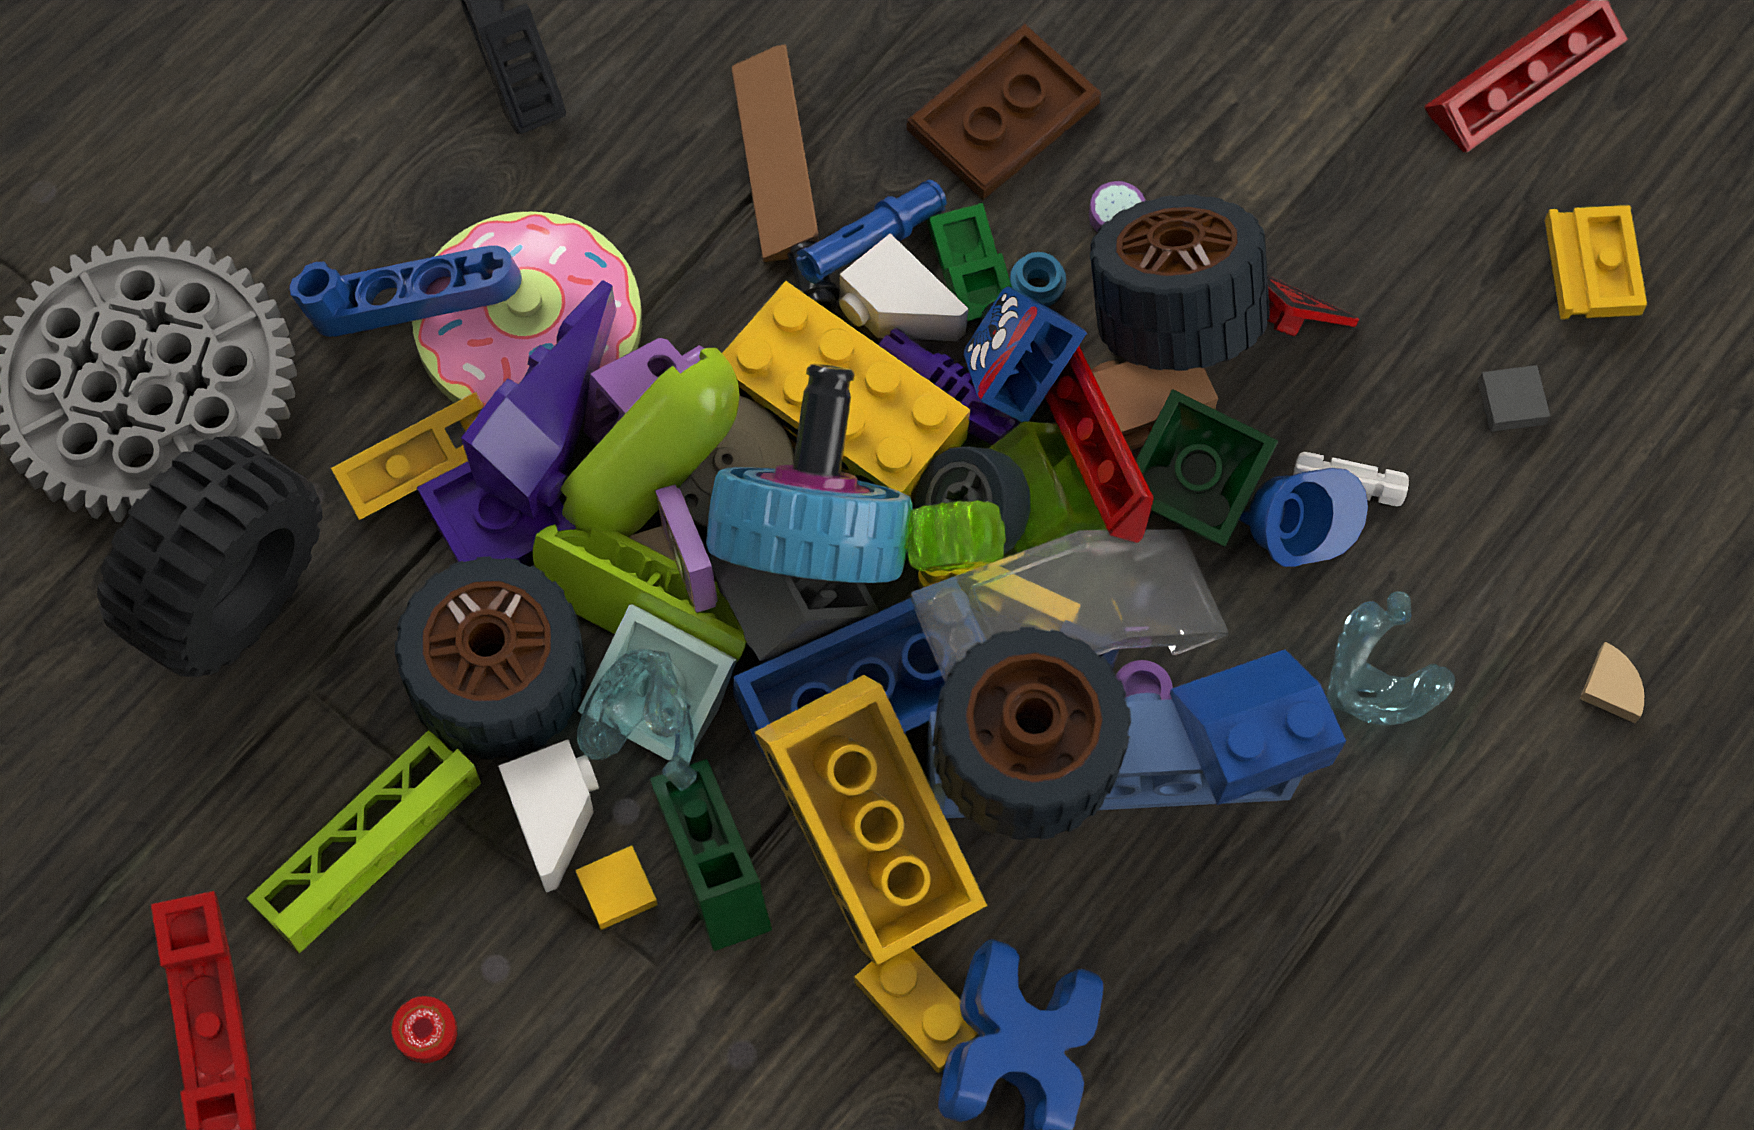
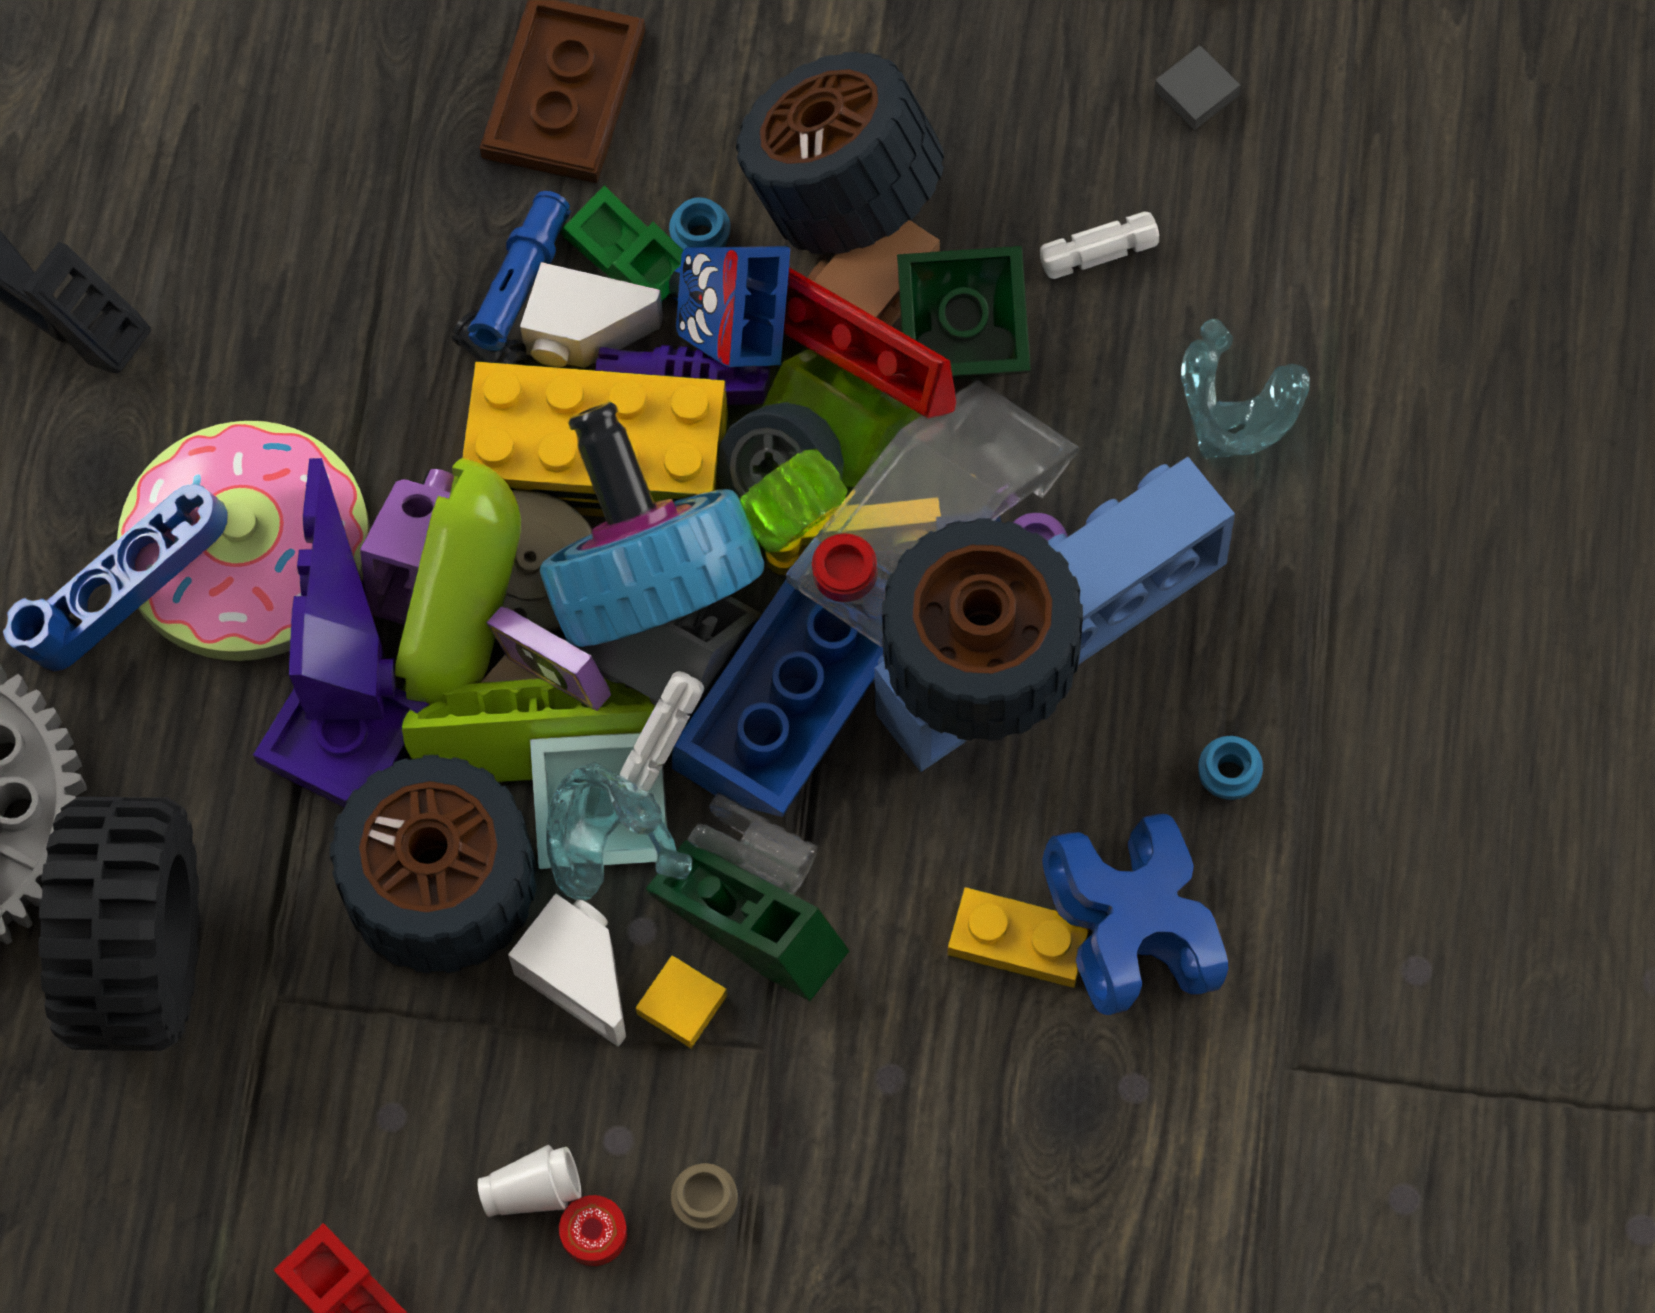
camera: 25 degrees left, 0 degrees up
(374, 849) = (442, 1099): lime fence -> none
(400, 961) = (532, 1184): none -> white cone
(405, 459) = (228, 730): yellow plate -> none
(528, 1058) = (704, 1197): none -> dark tan plate
(731, 660) = (662, 730): none -> white axle
(759, 804) = (764, 848): none -> clear hinge
(774, 153) = (376, 250): medium nougat slope -> none
(871, 818) = (879, 794): yellow brick -> none
(957, 615) = (844, 567): none -> red tile
(1110, 200) = (722, 117): light aqua tile -> none
(1193, 956) = (1230, 750): none -> dark azure plate
(1258, 725) = (1171, 504): blue slope -> none
(1291, 306) = (951, 116): red piece -> none
(1308, 515) = (1084, 300): blue piece -> none
(1615, 685) = (1444, 292): tan tile -> none

